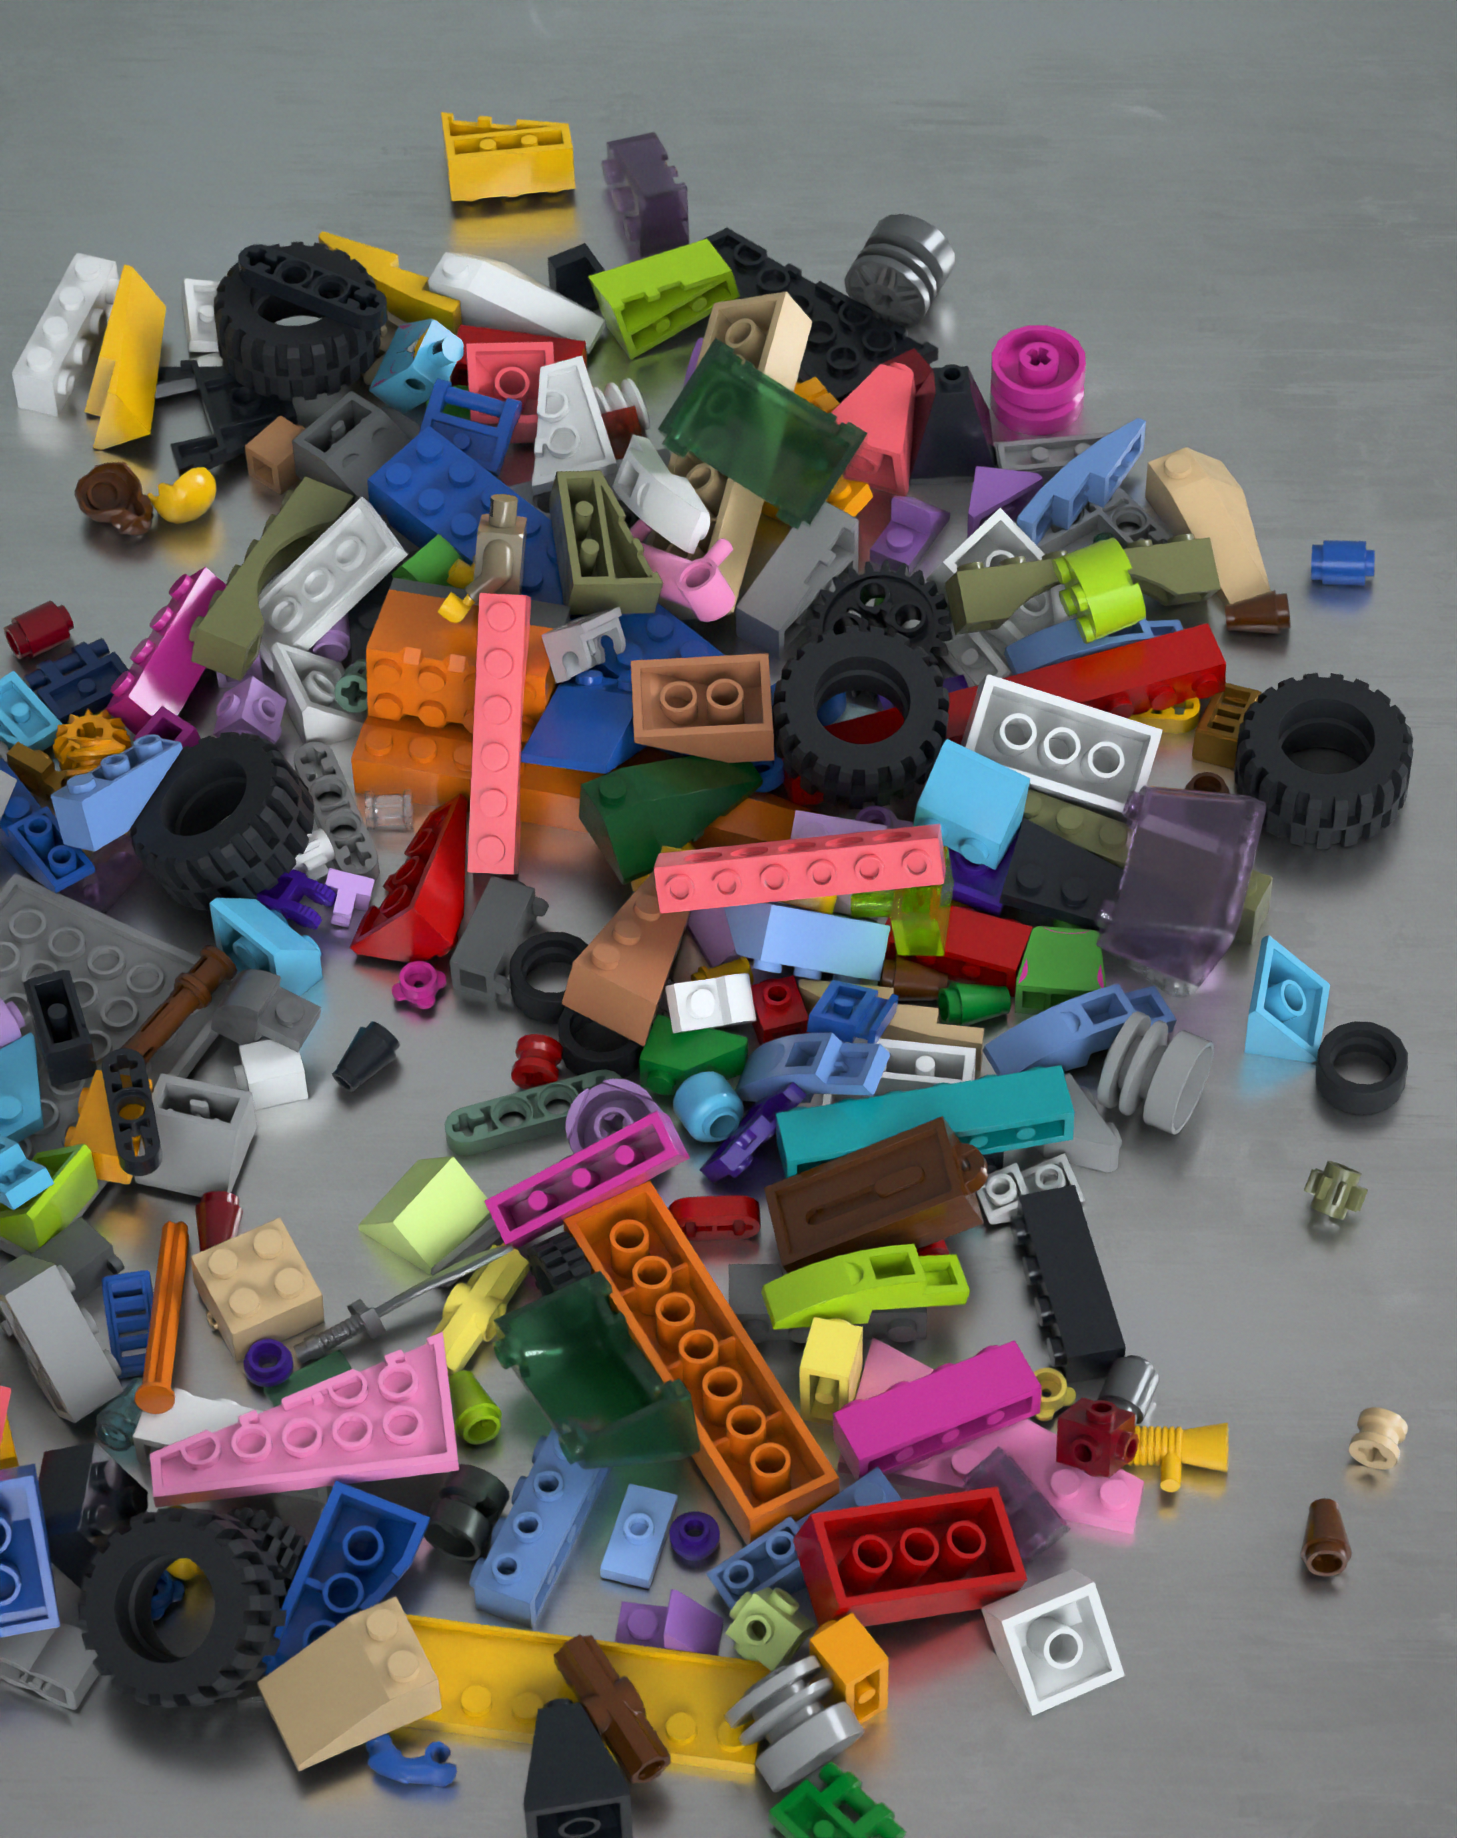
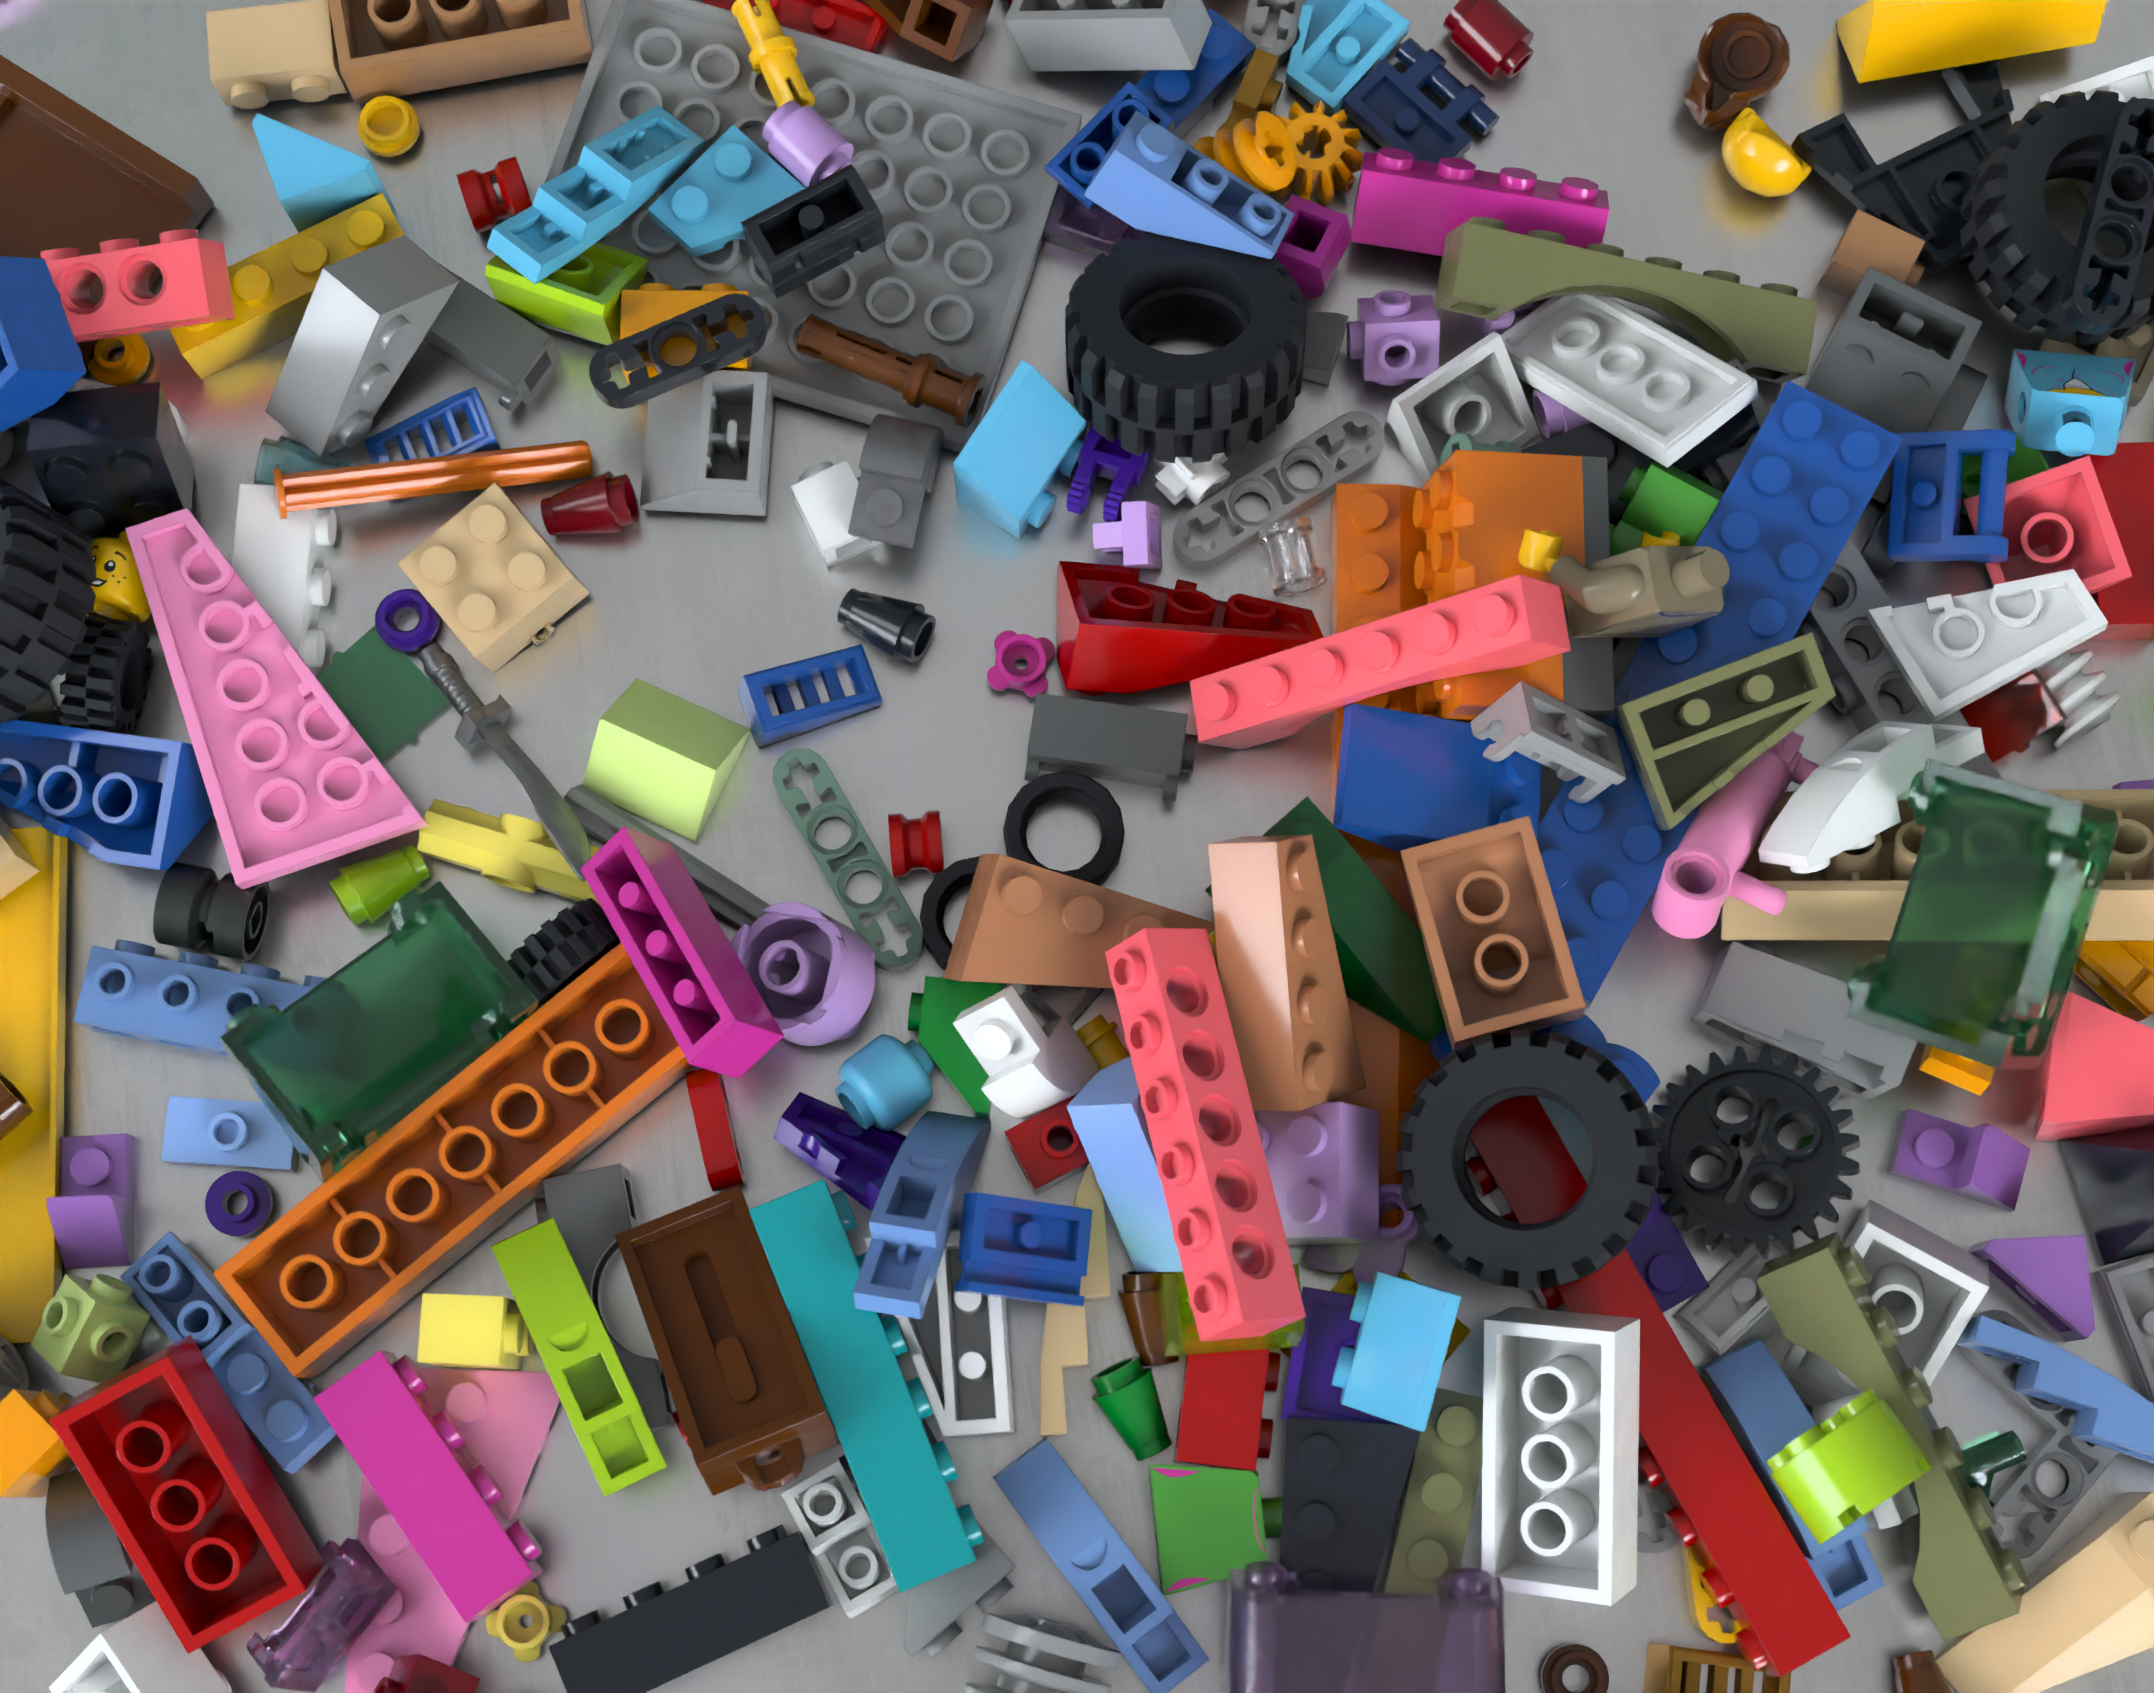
camera: 75 degrees right, 25 degrees up
(403, 1121) = (815, 714): none -> blue slope
(687, 820) = (1282, 973): none -> nougat wedge
(932, 1641) = (90, 1554): none -> dark grey brick

